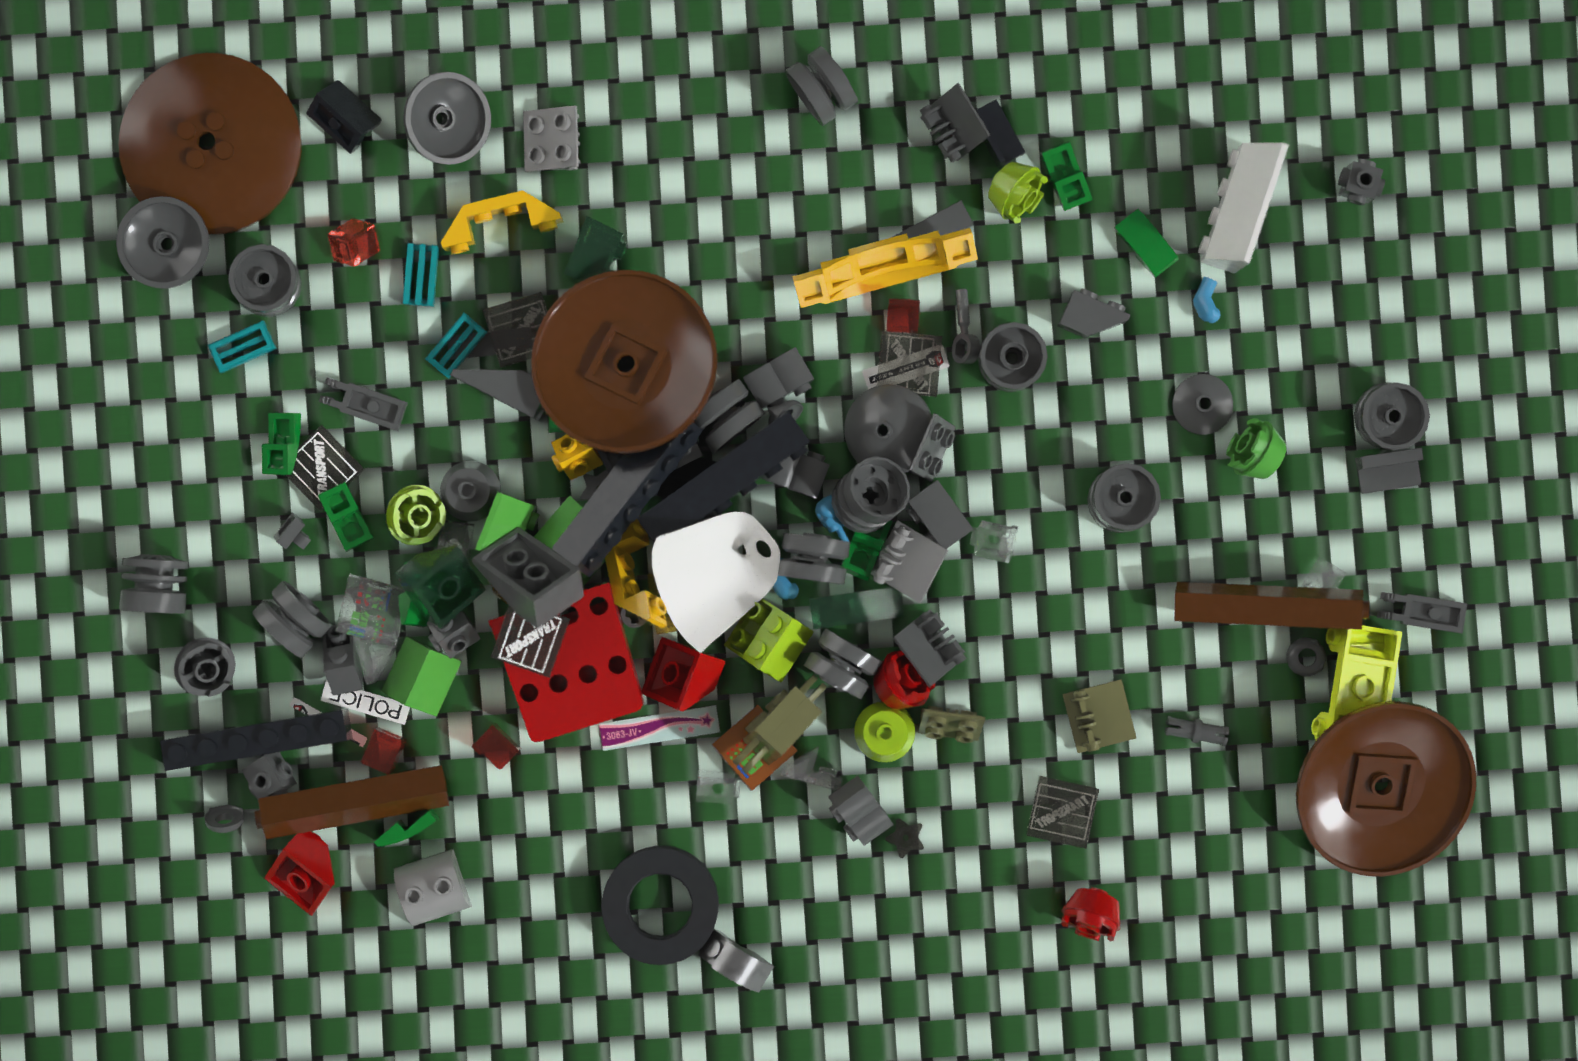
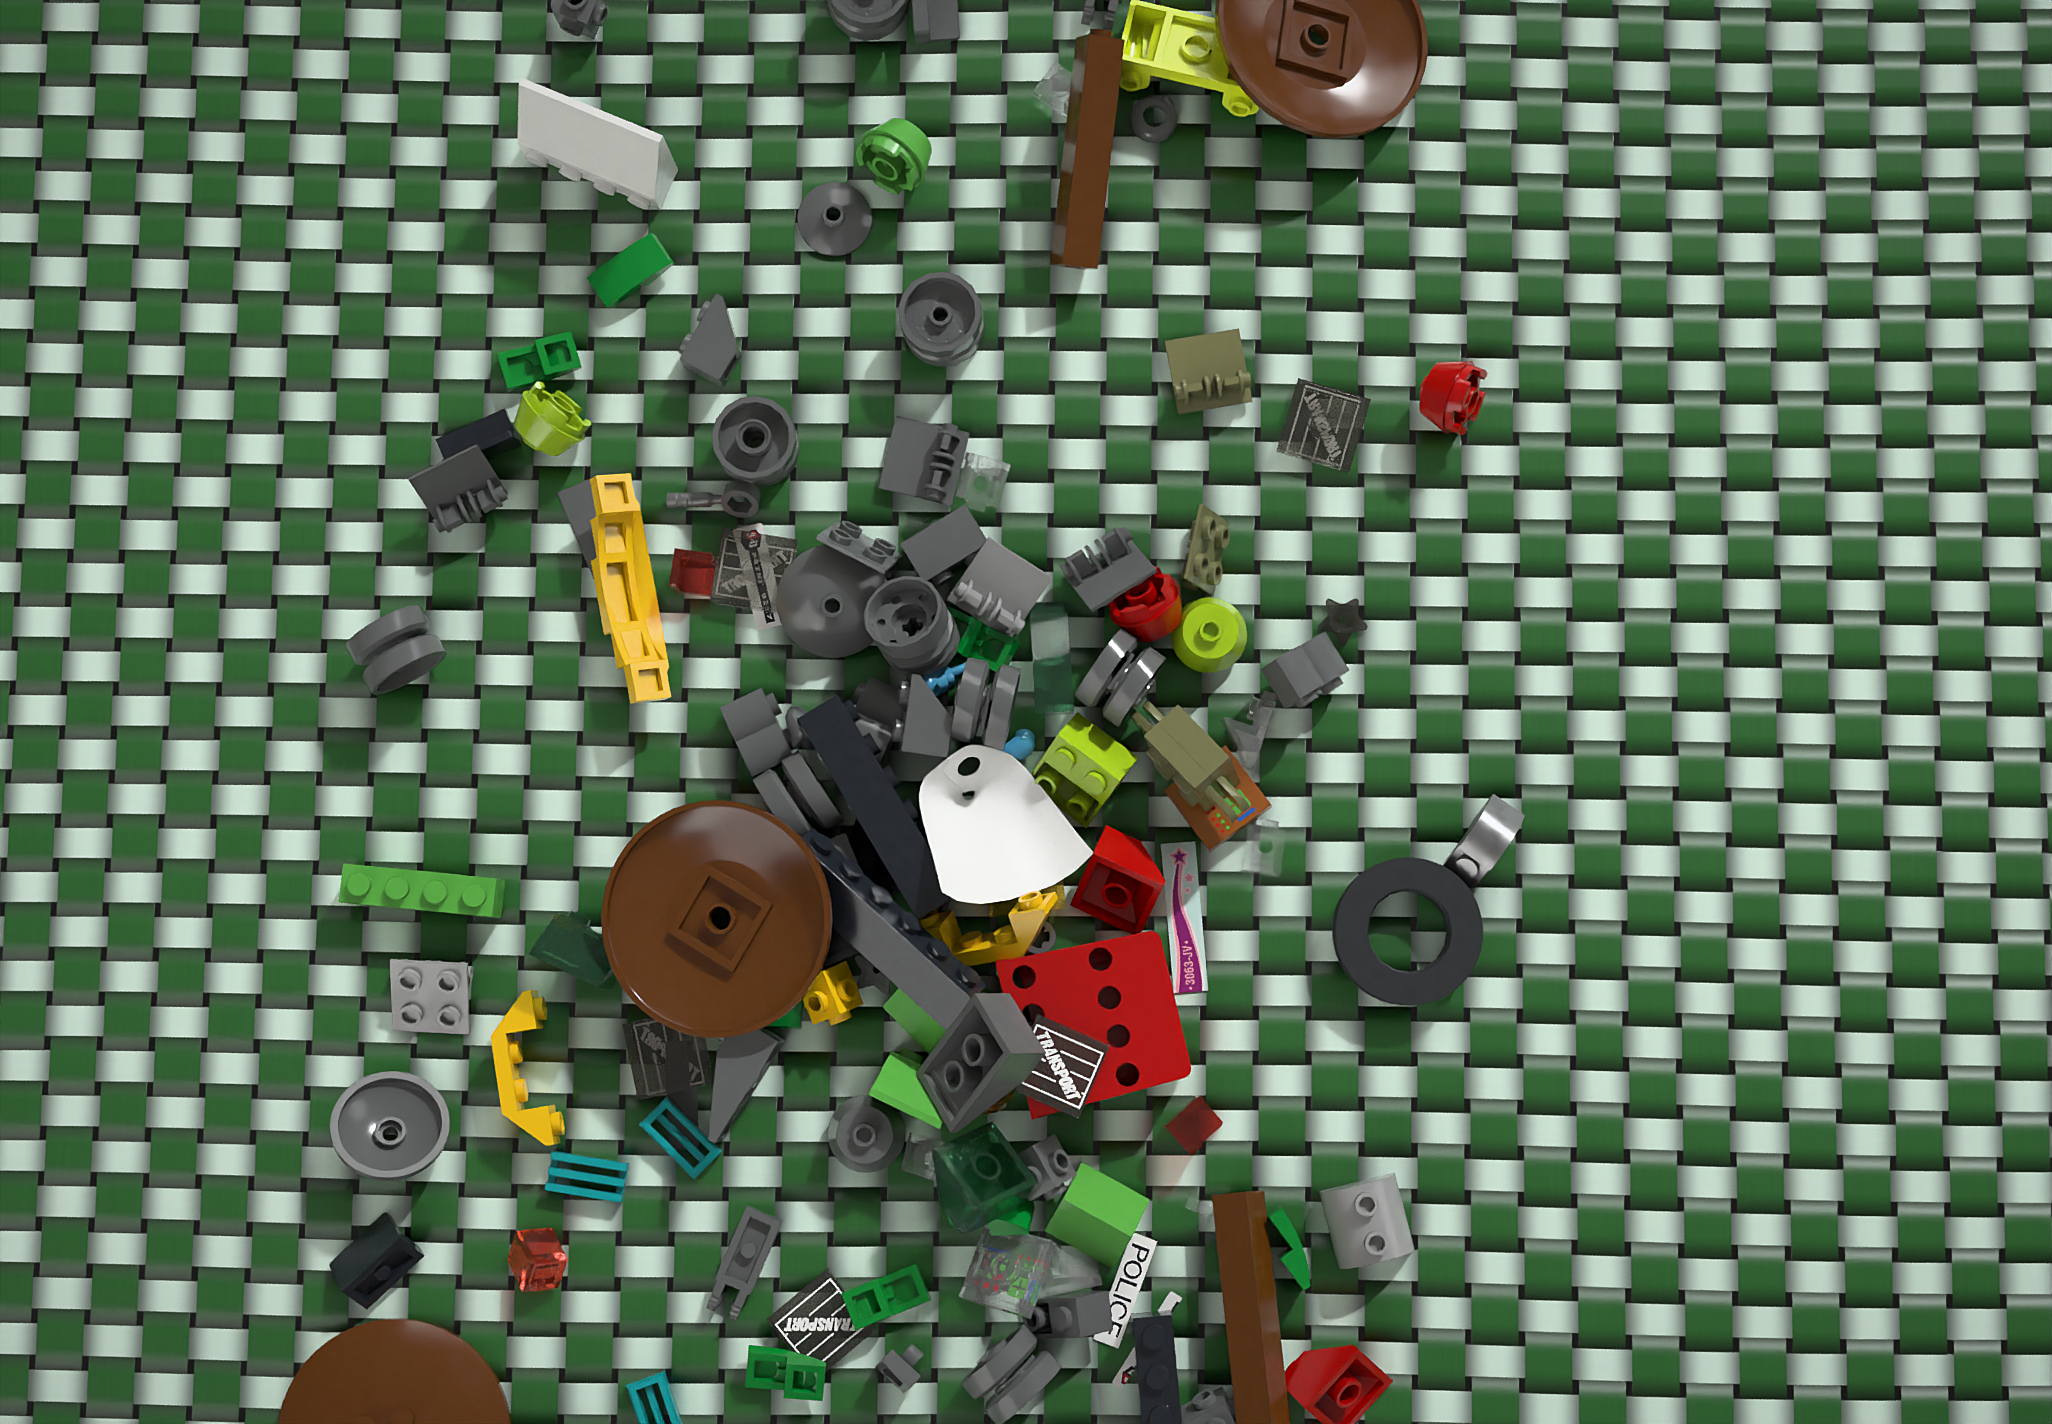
camera: 80 degrees left, 5 degrees down
(275, 296) = (598, 1374): dark grey wheel -> none
(383, 751) = (1188, 1270): clear red panel -> none
(415, 515) = (890, 1204): lime cone -> none
(432, 760) = (1200, 1207): none -> clear piece
(632, 124) = (422, 890): none -> bright green brick
(794, 510) = (923, 721): none -> dark grey slope
(1009, 493) = (924, 460): none -> dark grey hinge
(1196, 731) = (1235, 255): dark grey pin -> none
(1203, 302) = (710, 207): dark azure arm -> none

